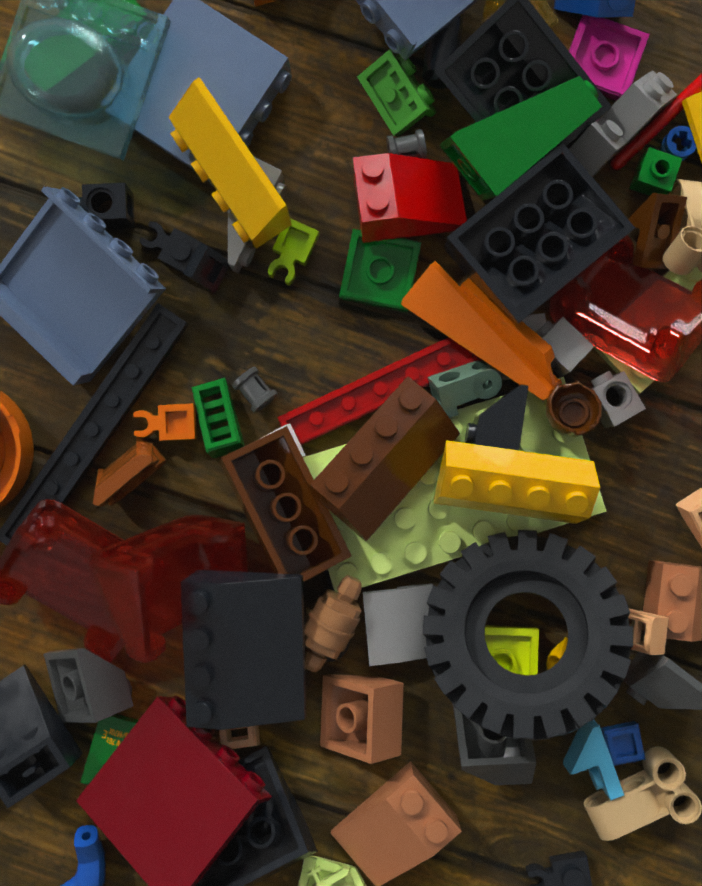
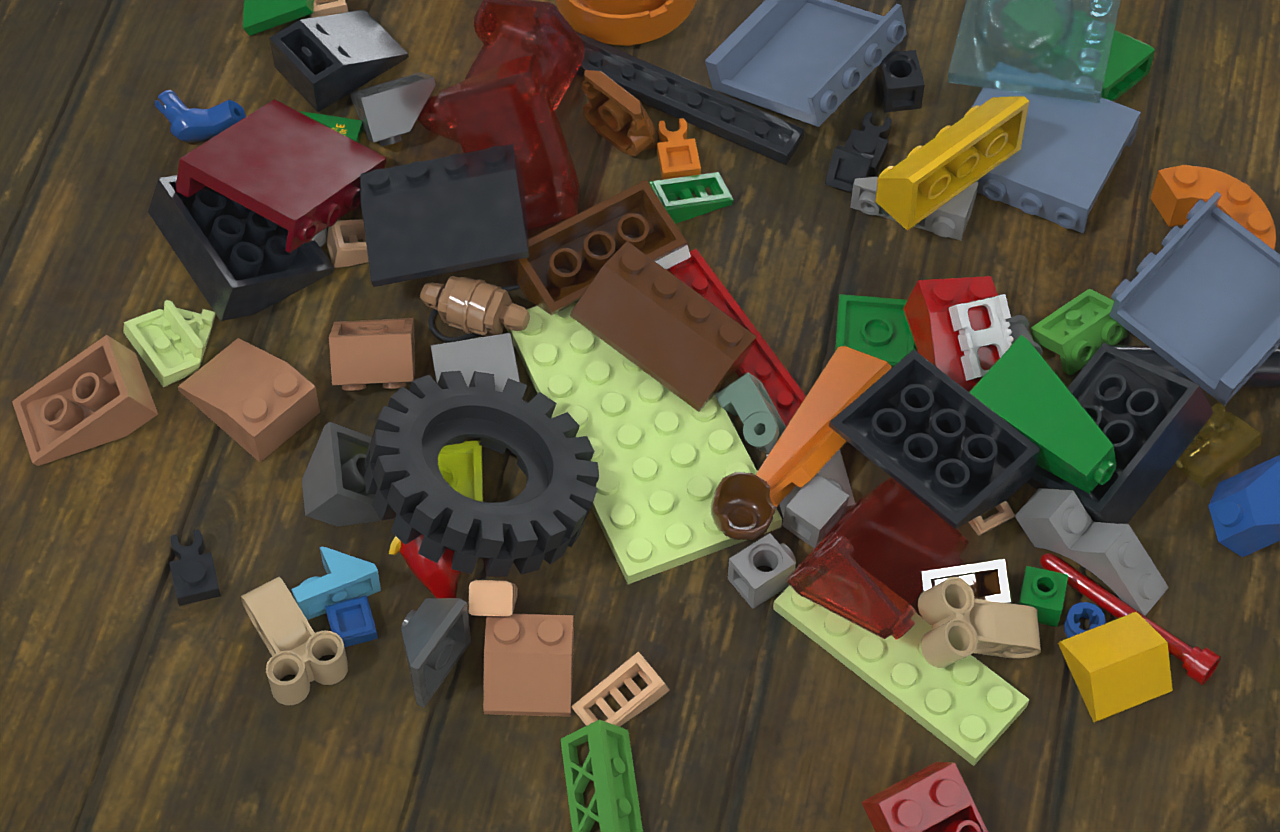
camera: 85 degrees right, 30 degrees down
(254, 389) = (723, 224): dark grey bush -> none
(294, 246) = (887, 248): lime plate -> none
(416, 162) = (971, 340): none -> white piece
(501, 422) = (716, 440): black slope -> none
(517, 482) = (650, 444): yellow slope -> none
(608, 53) = (1177, 537): dark pink tile -> none

